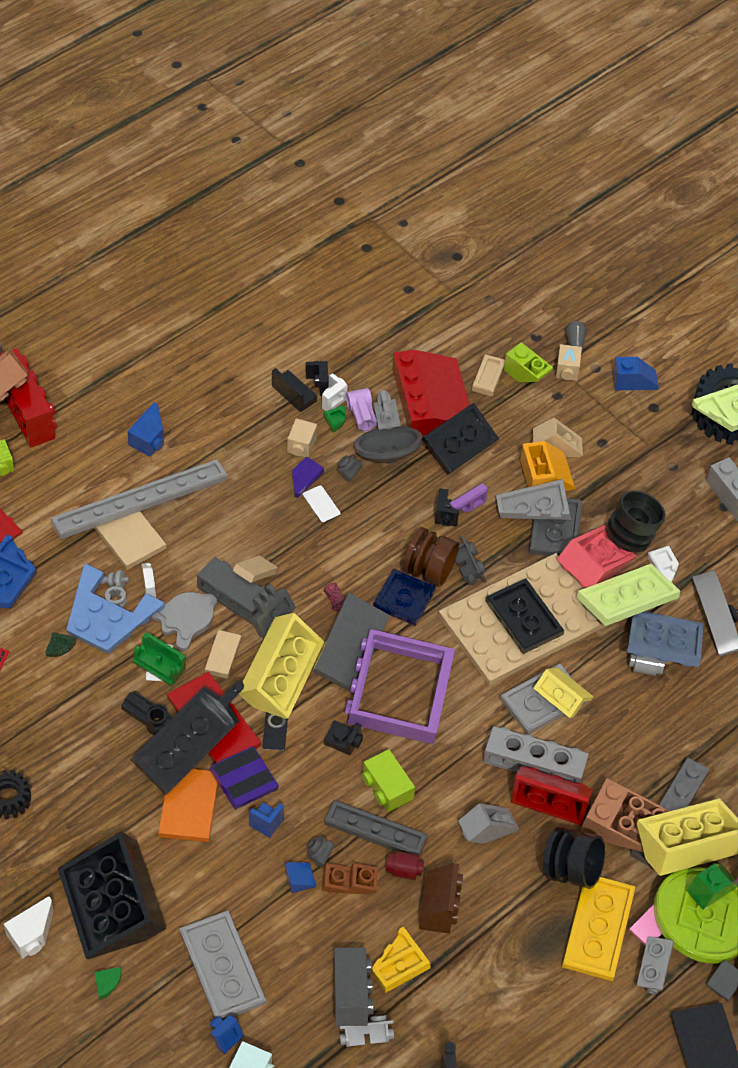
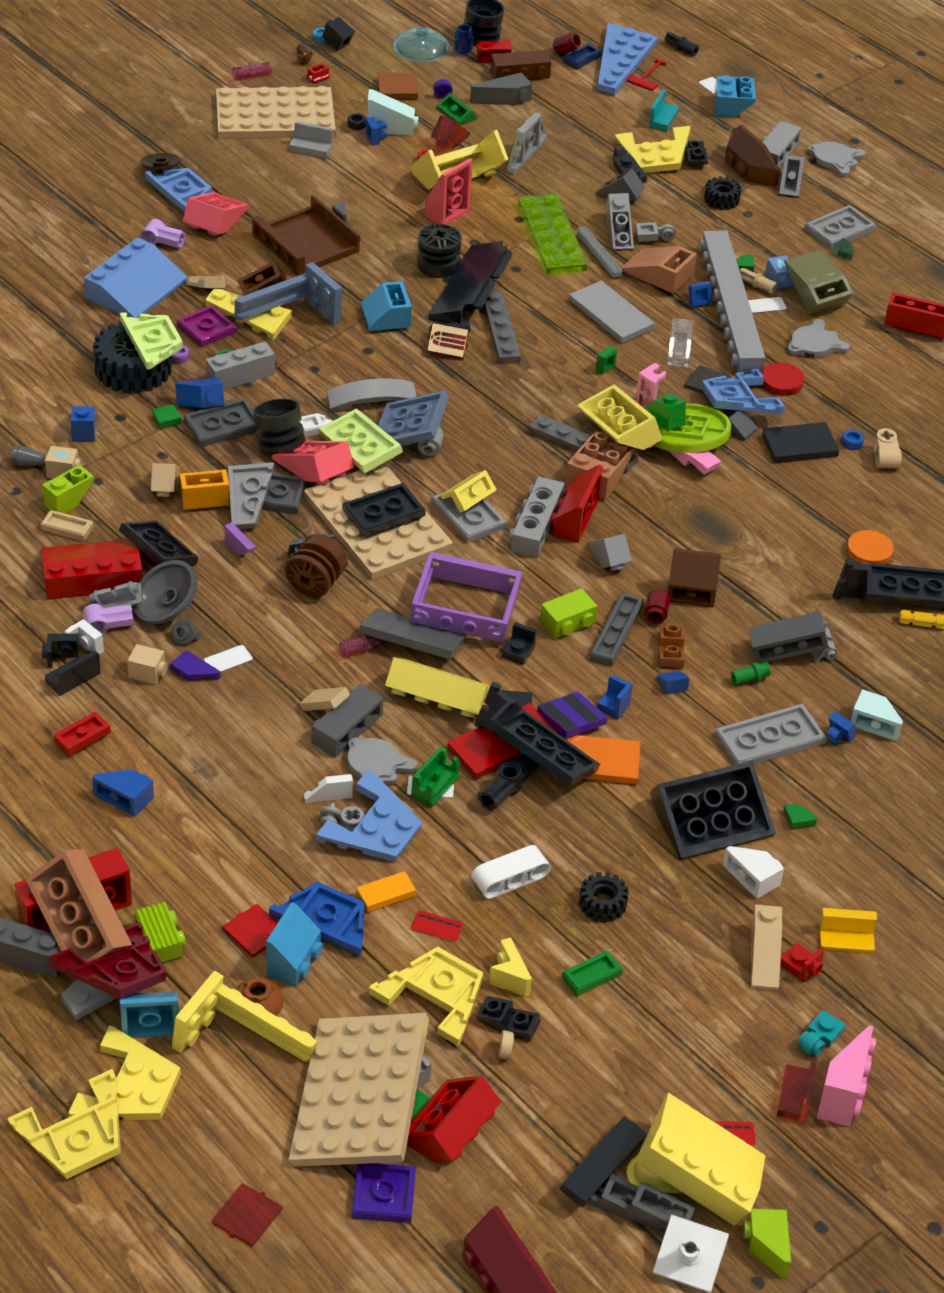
camera: 90 degrees left, 10 degrees down
(29, 624) = (386, 891): none -> light orange tile
(42, 718) = (511, 871): none -> white beam
(60, 645) = (412, 865): clear green tile -> none
(131, 539) = (265, 811): tan tile -> none
(138, 499) = (224, 797): light grey tile -> none
(218, 399) = (82, 733): none -> red plate
(223, 654) = (423, 733): tan tile -> none
(268, 606) = (389, 697): dark grey hinge -> none
(310, 954) = (750, 673): none -> green pin
(319, 850) = (644, 665): dark grey plate -> none
(335, 418) = (115, 644): green tile -> none
(400, 962) = (748, 612): yellow wing -> none
(404, 597) = (354, 596): clear blue plate -> none
(444, 513) = (246, 562): black bracket -> none
(574, 857) = (649, 488): black wheel -> none
(599, 929) = (699, 494): yellow tile -> none
(655, 478) = (221, 422): none -> dark grey tile
(655, 964) = (738, 456): light grey hinge -> none
(656, 441) = (166, 416): none -> green tile
(688, 464) = (200, 393): none -> blue slope

